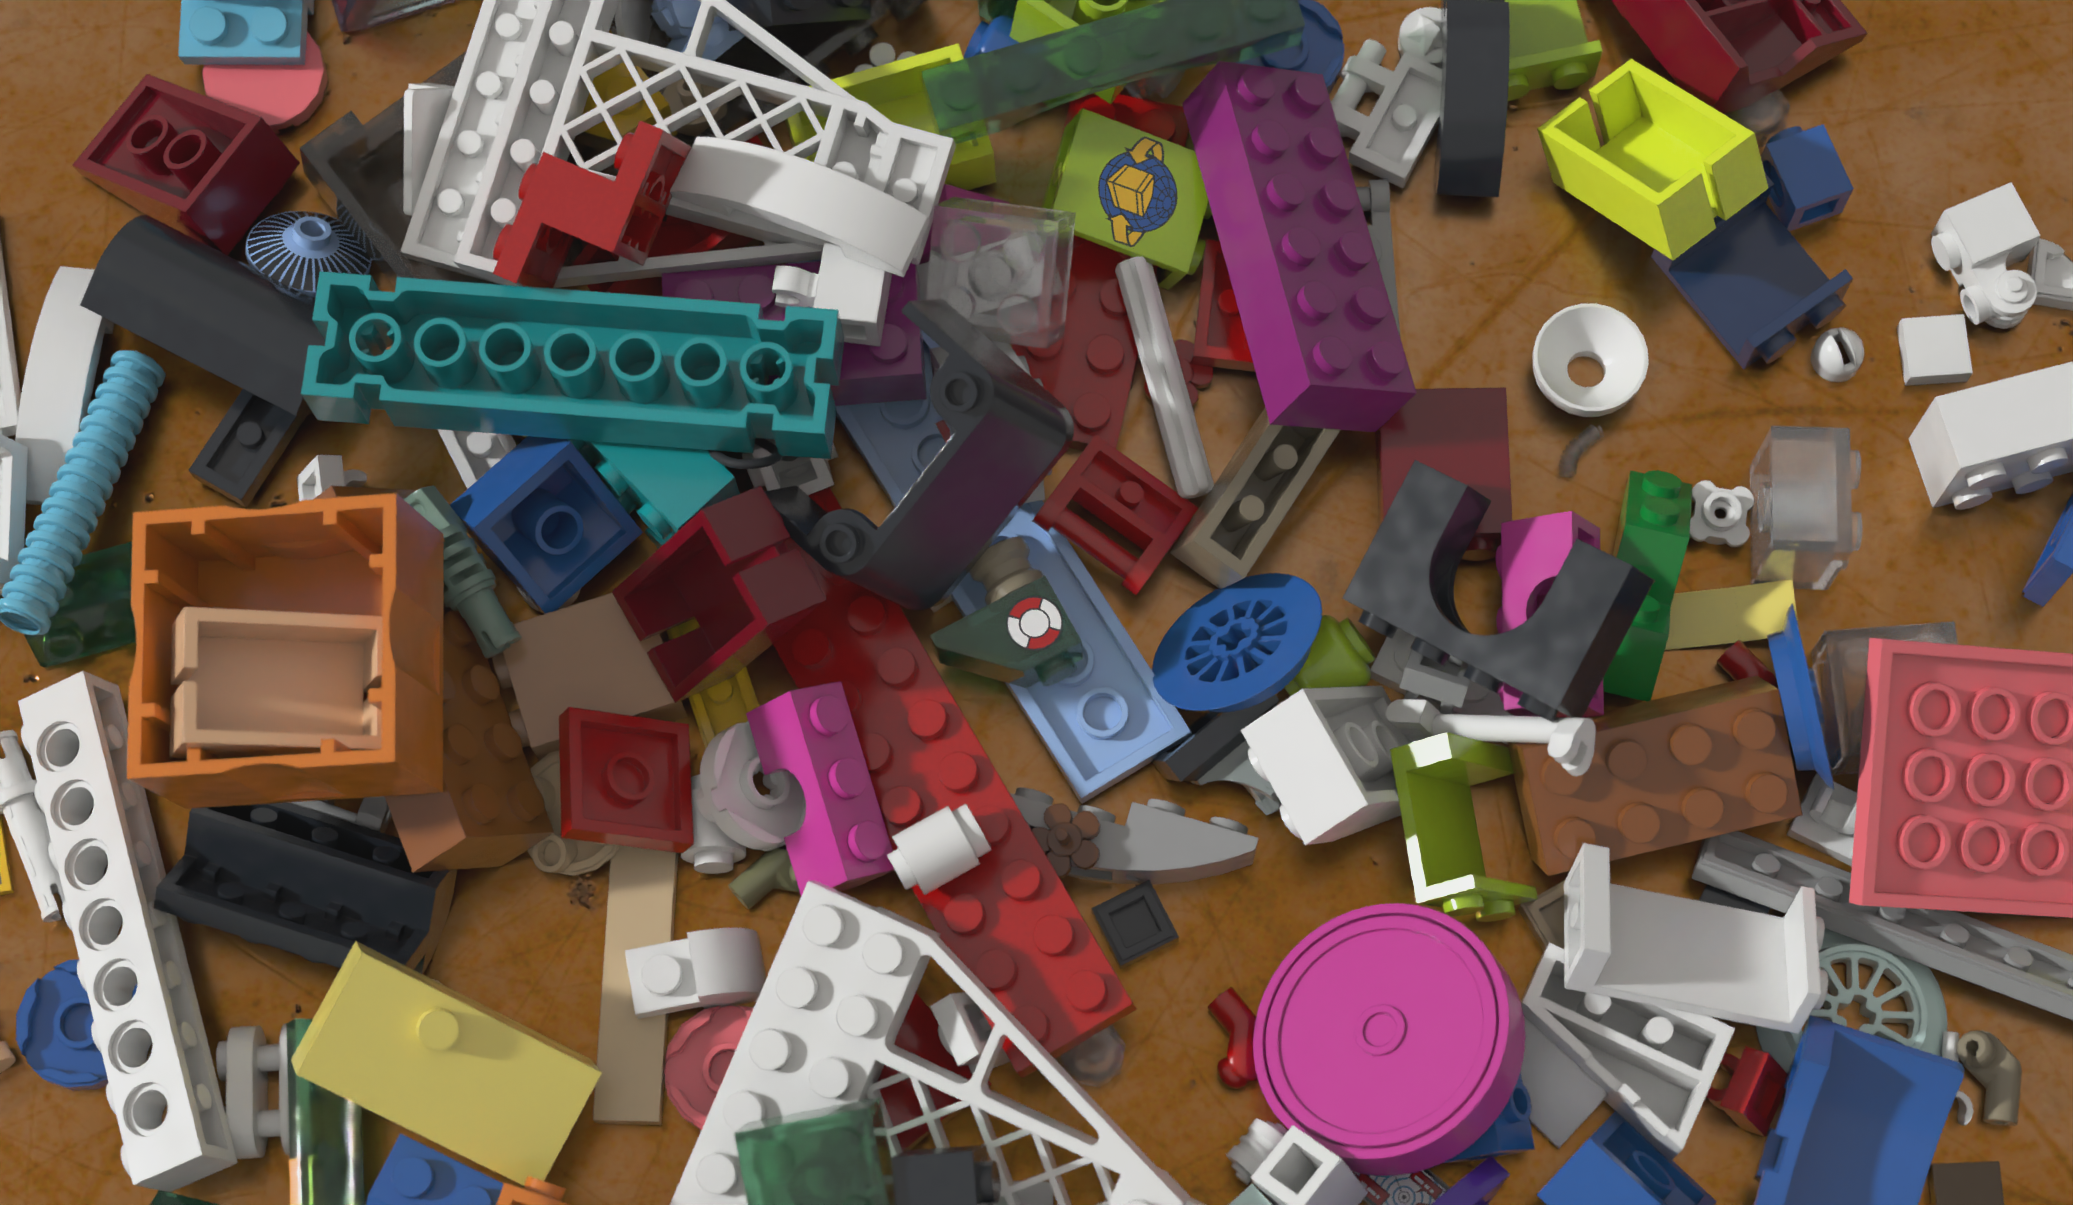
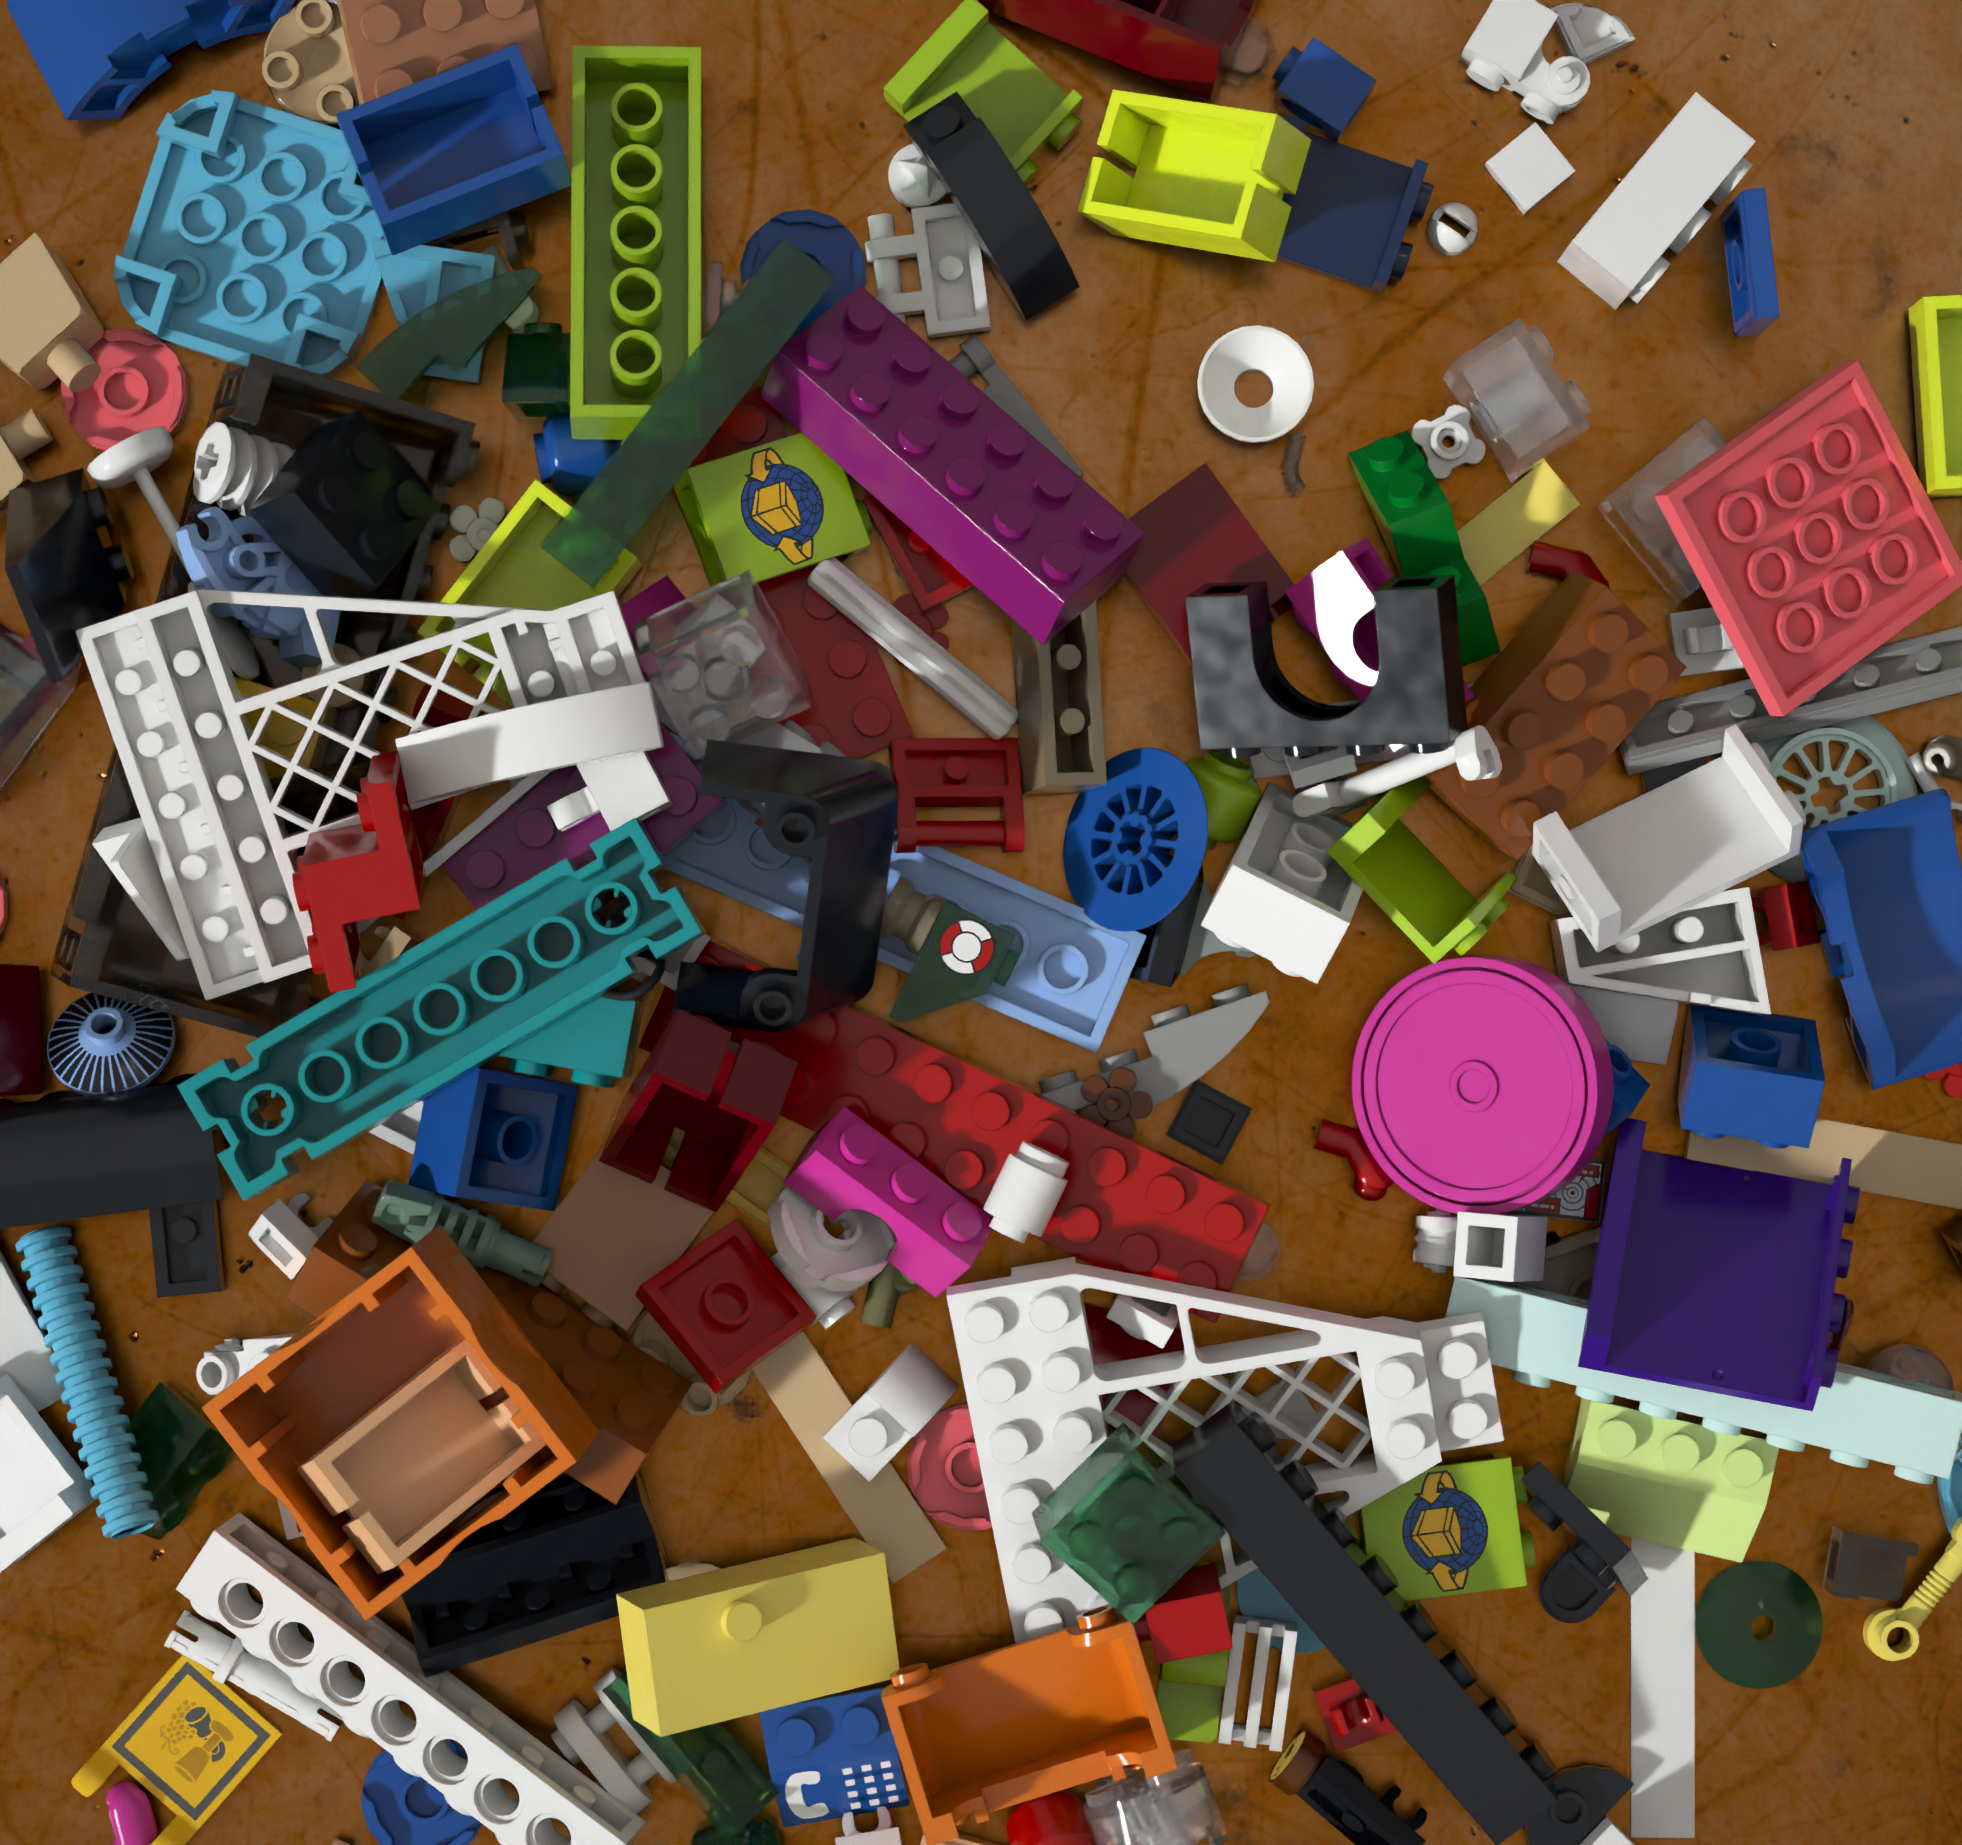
camera: 35 degrees left, 15 degrees up
(1800, 699) = (1623, 573): blue piece -> none

